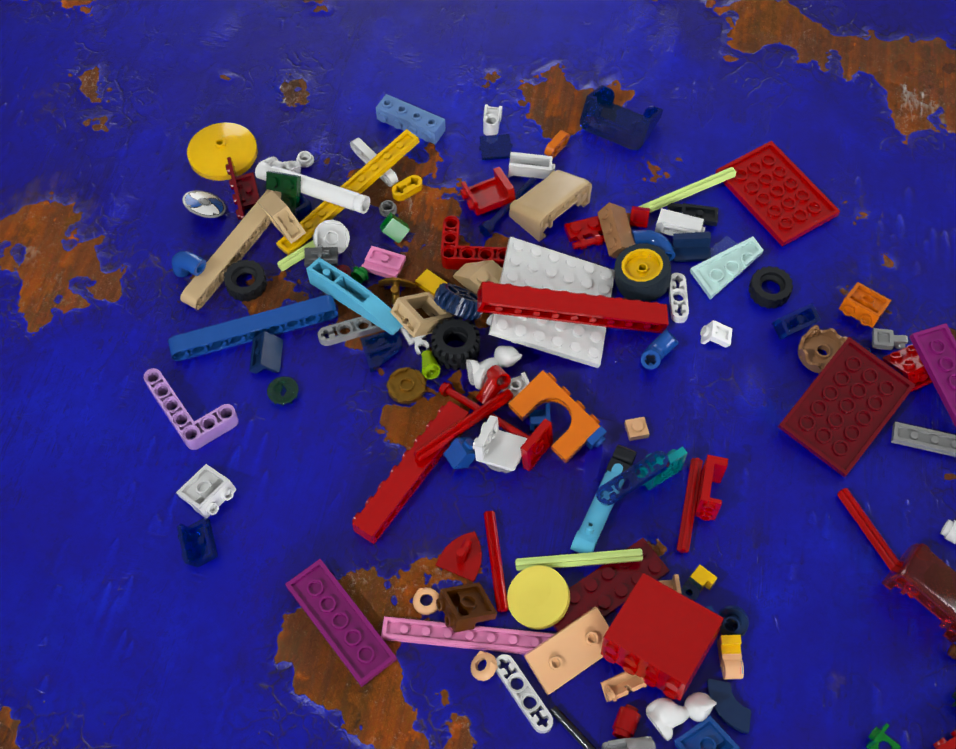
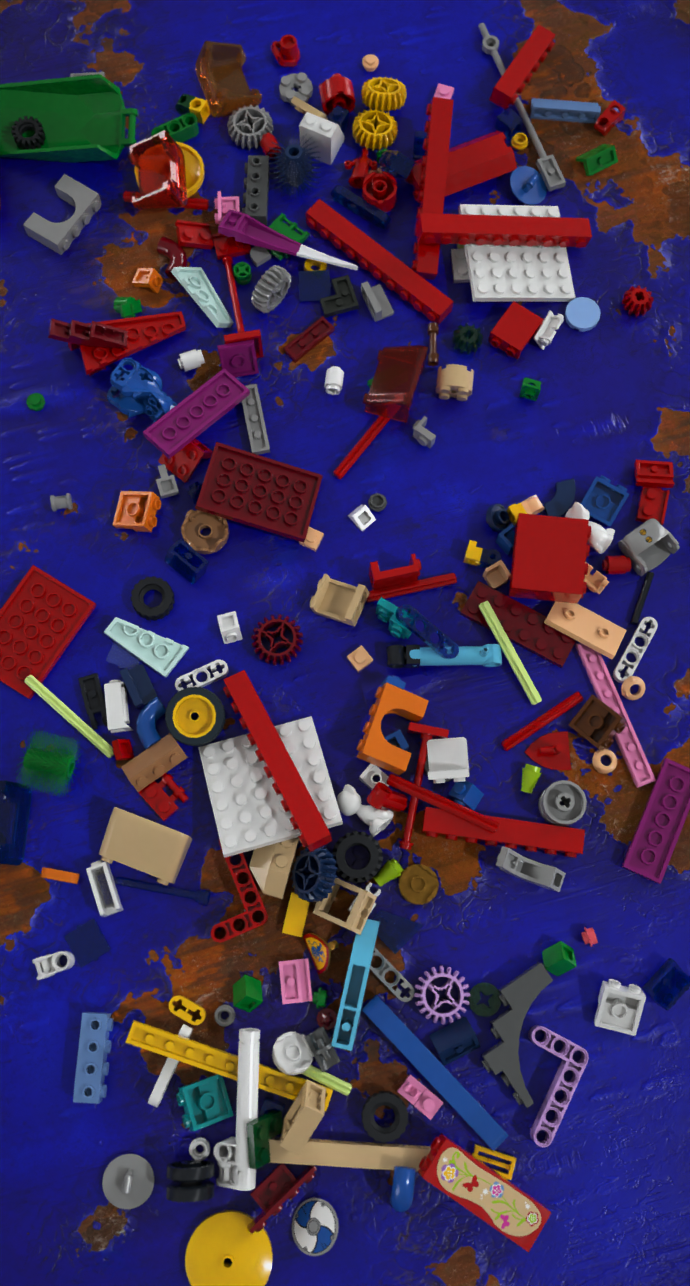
camera: 120 degrees left, 15 degrees up
(145, 316) = (483, 1192): none -> brick
(162, 344) = (477, 1148): none -> yellow tile
(241, 310) = (420, 1096): none -> bright pink plate
(249, 394) = (507, 1026): none -> dark grey arch
(277, 463) = (559, 958): none -> green panel
(278, 499) = (589, 936): none -> coral plate
(287, 139) = (190, 1180): none -> black wheel
(299, 367) = (436, 1002): none -> lavender gear
(313, 114) = (128, 1181): none -> light grey shield
(334, 167) = (204, 1102): none -> teal plate
(365, 476) = (530, 870): none -> light grey arch
(407, 532) = (572, 797): none -> light grey wheel
(448, 520) = (530, 776): none -> lime cone
(489, 193) = (160, 916): red panel -> none
(538, 597) = (557, 670): light yellow piece -> none
(651, 157) = (49, 763): none -> green piece
(658, 350) = (274, 671): blue cylinder -> none
(687, 371) = (282, 625): none -> dark red gear
(703, 431) = (339, 600): none -> tan panel
(779, 440) = (312, 539): none -> light nougat plate
(785, 495) = (362, 517): none -> white slope
(797, 515) = (377, 502): none -> dark grey plate
(866, 591) = (423, 435): none -> light grey bracket
(896, 254) = (61, 502): none -> light grey bush
(915, 652) = (454, 382): none -> tan brick

